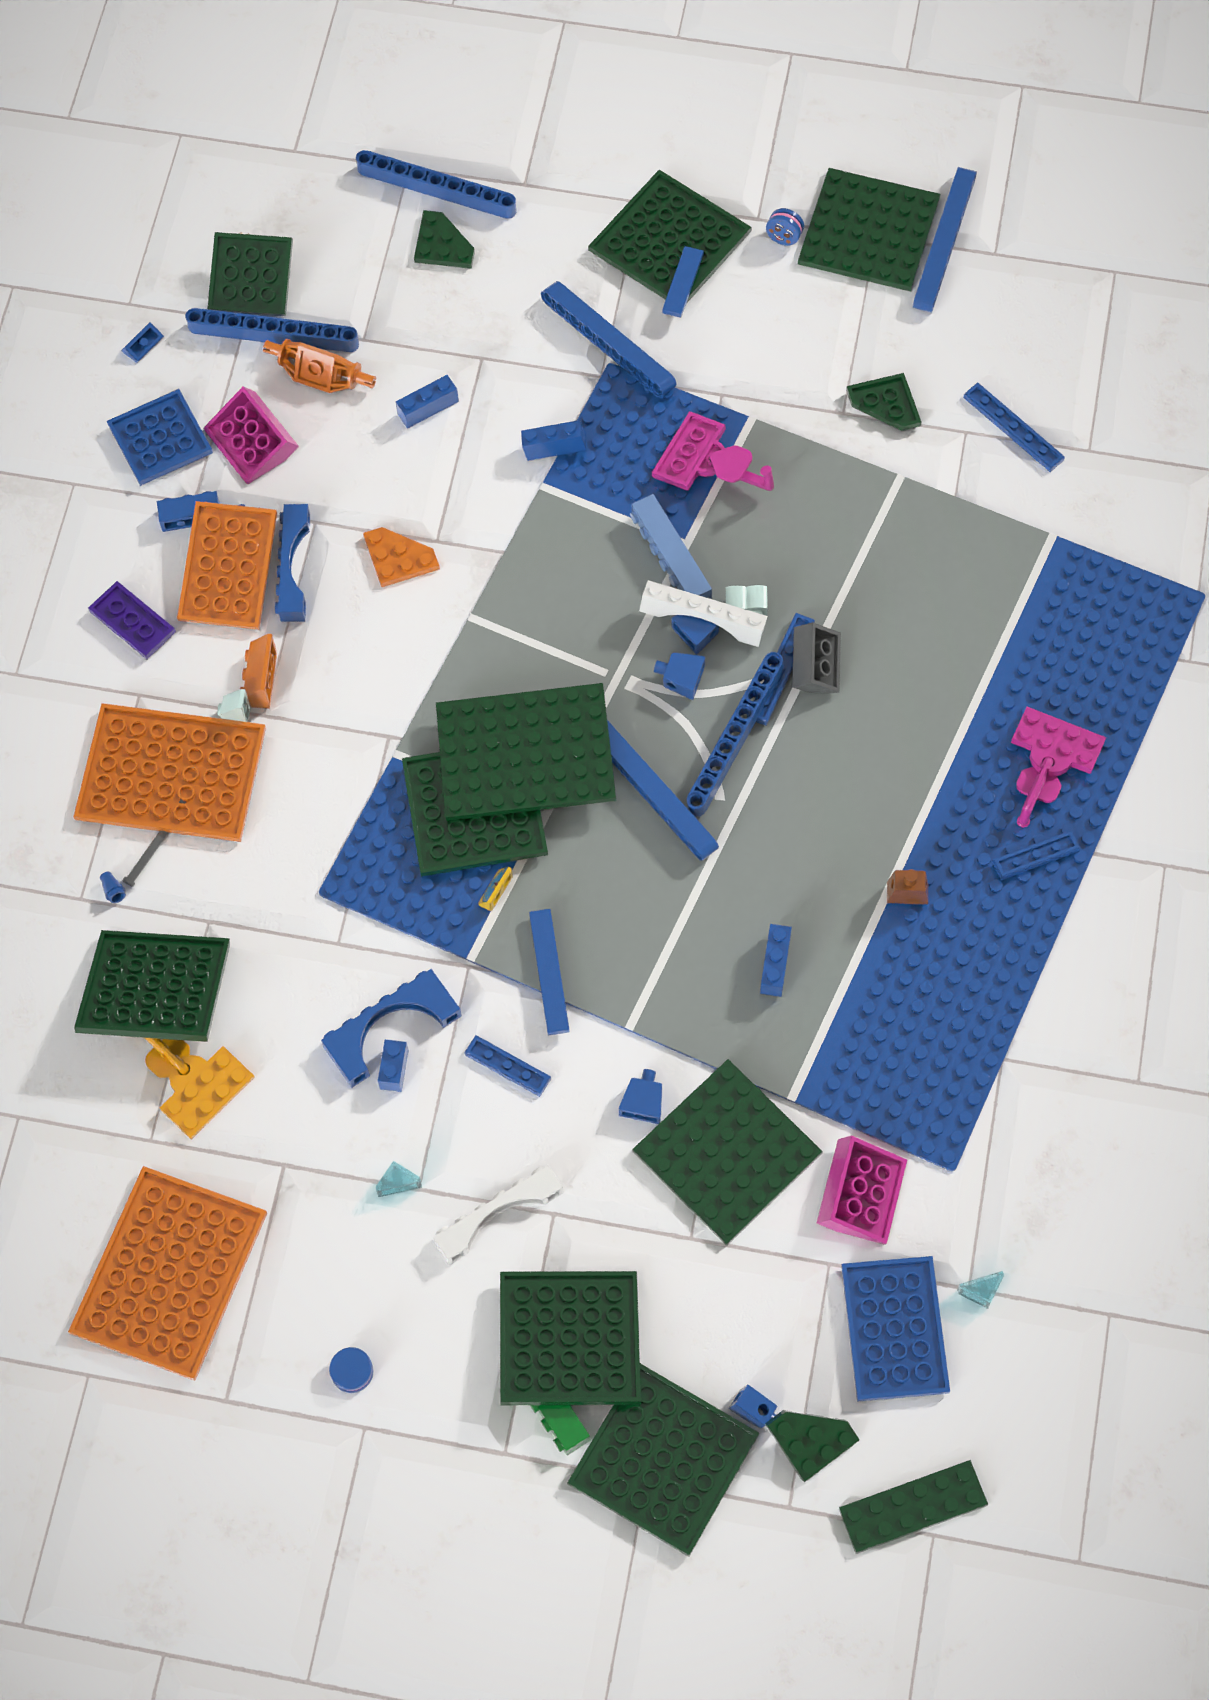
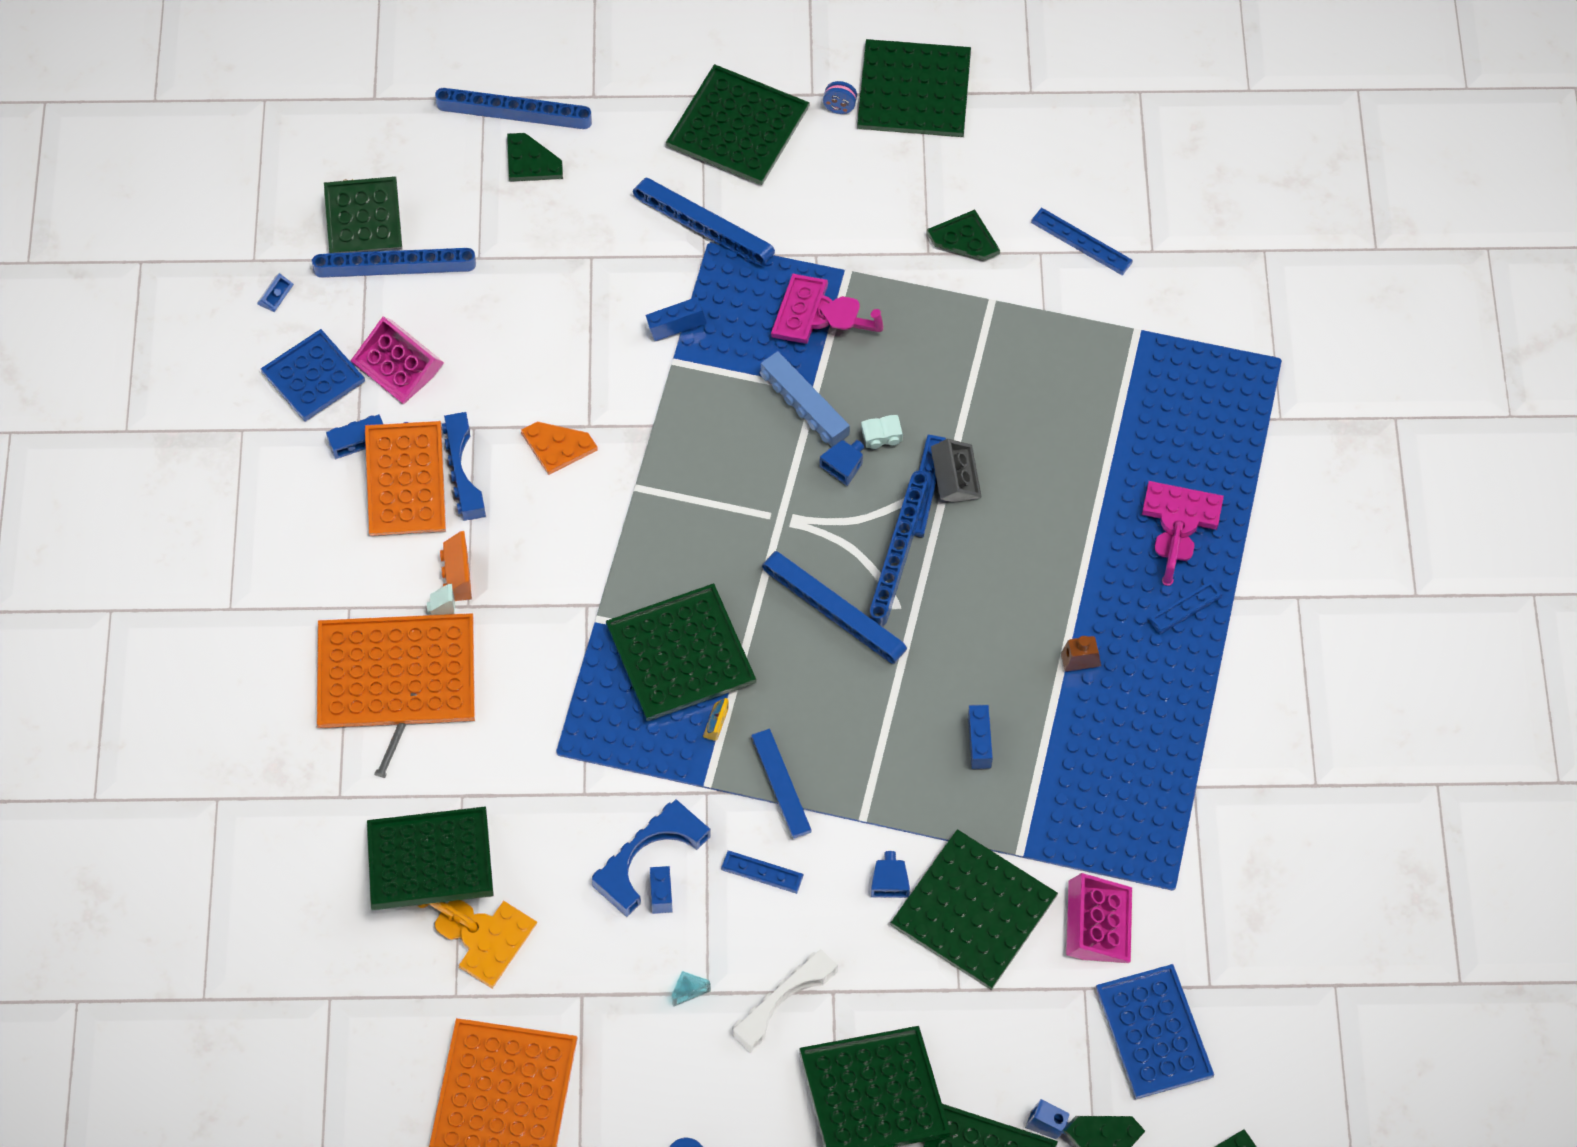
camera: 15 degrees left, 5 degrees down
(112, 887) = (368, 782): blue cone -> none
(131, 620) = (327, 542): dark purple plate -> none
(318, 367) = (445, 288): orange plate -> none
(427, 401) = (552, 303): blue brick -> none
(525, 751) = (716, 595): dark green plate -> none
(682, 282) = (759, 160): blue tile -> none
(682, 673) = (839, 504): blue torso -> none
(741, 623) = (811, 442): white arch -> none
(944, 239) = (984, 87): blue beam -> none
(981, 1289) = (1221, 984): clear light blue slope -> none

